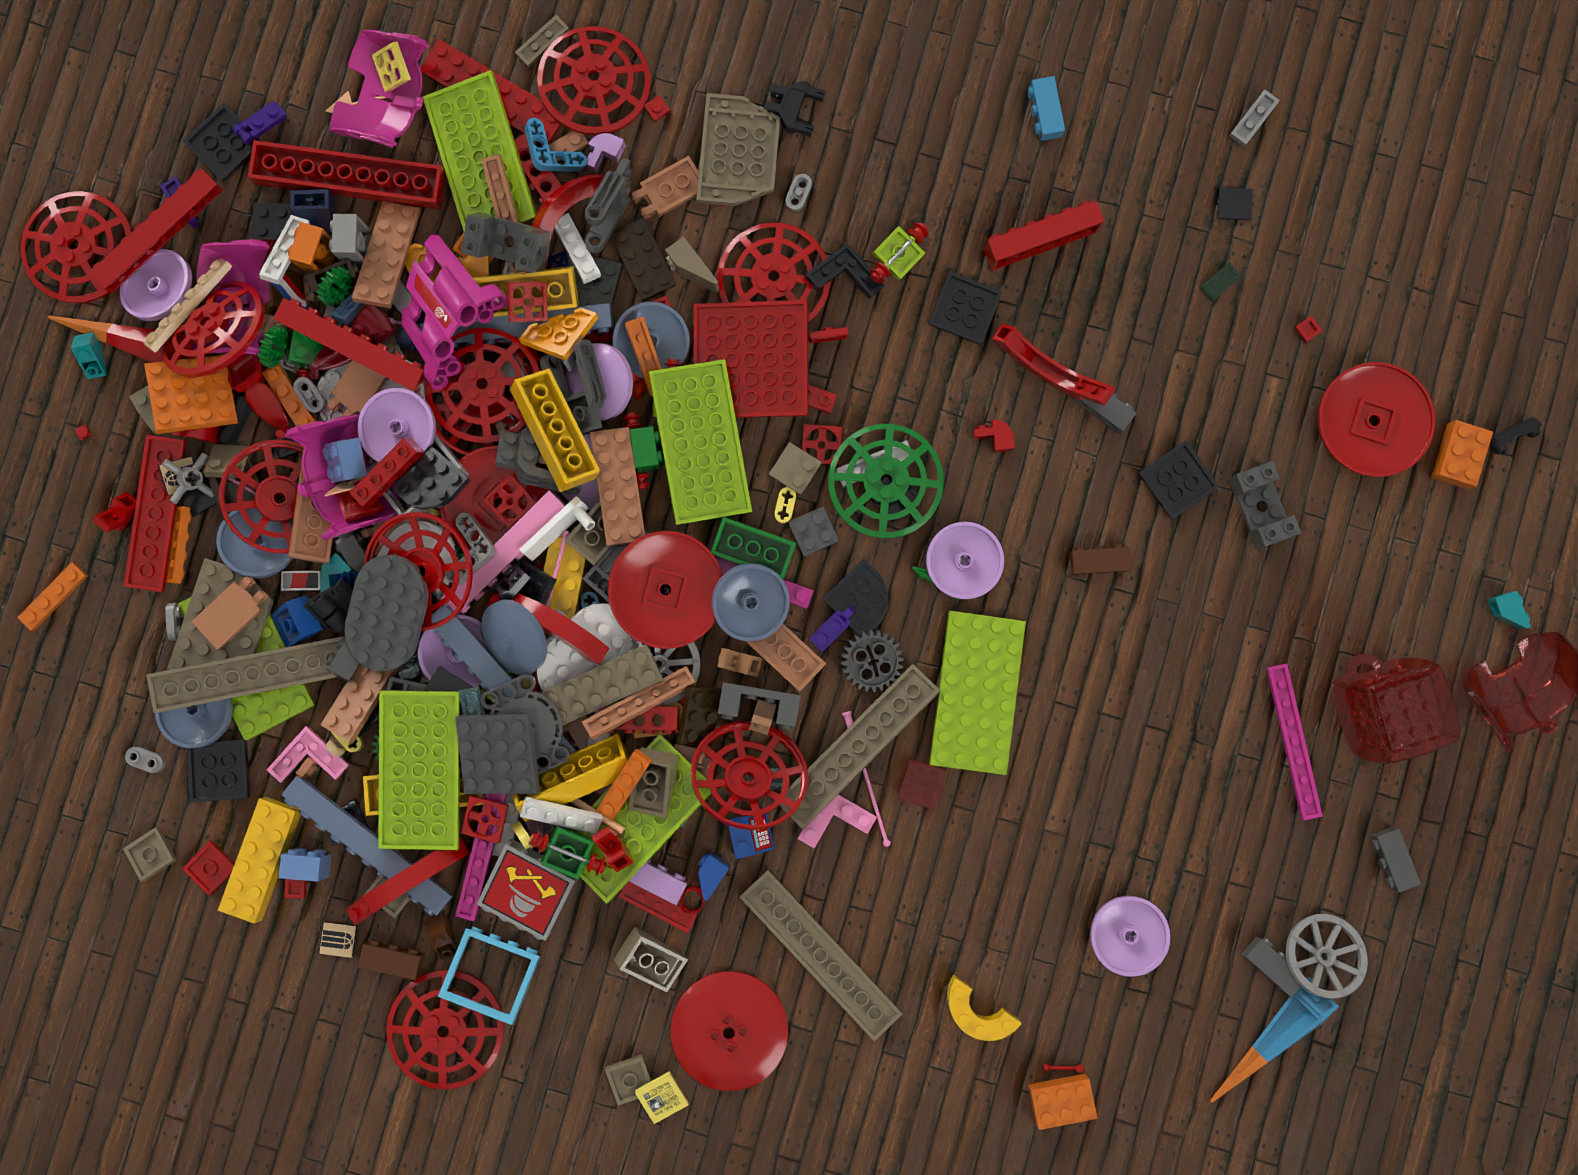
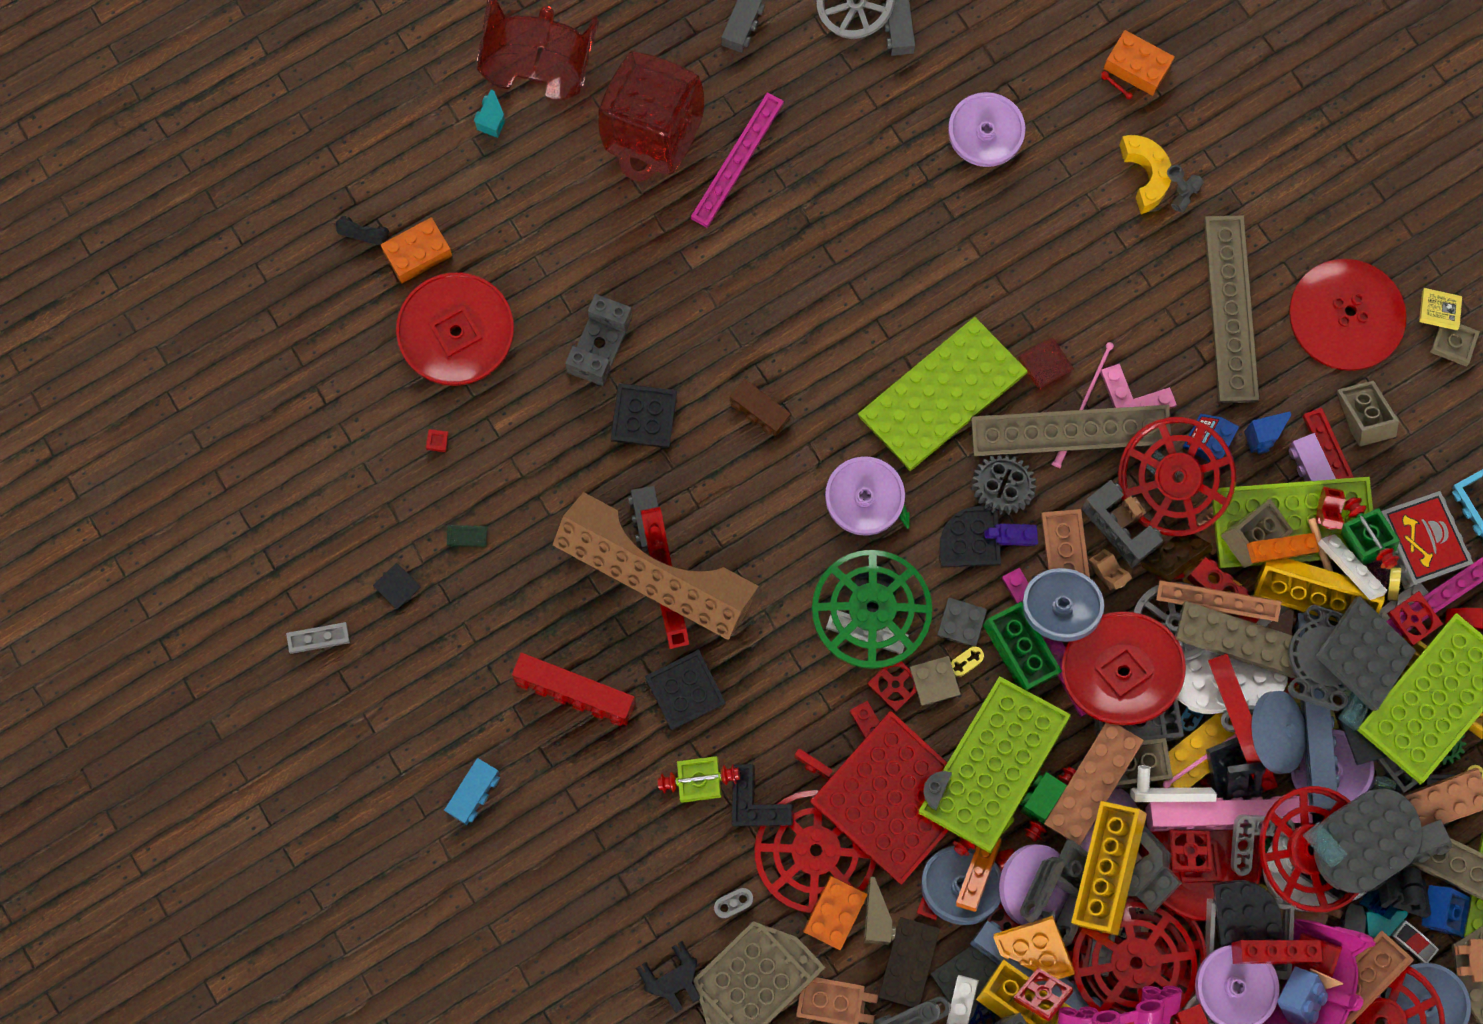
camera: 145 degrees left, 10 degrees down
(410, 574) = (1325, 845): none -> clear light blue plate
(684, 908) = (1296, 414): red piece -> none
(722, 246) = (835, 913): none -> orange plate
(726, 384) = (935, 788): none -> dark grey plate
(937, 1023) = (1184, 188): none -> dark grey bar
(1000, 433) = (748, 568): red brick -> none
(1005, 380) = (709, 598): none -> medium nougat arch

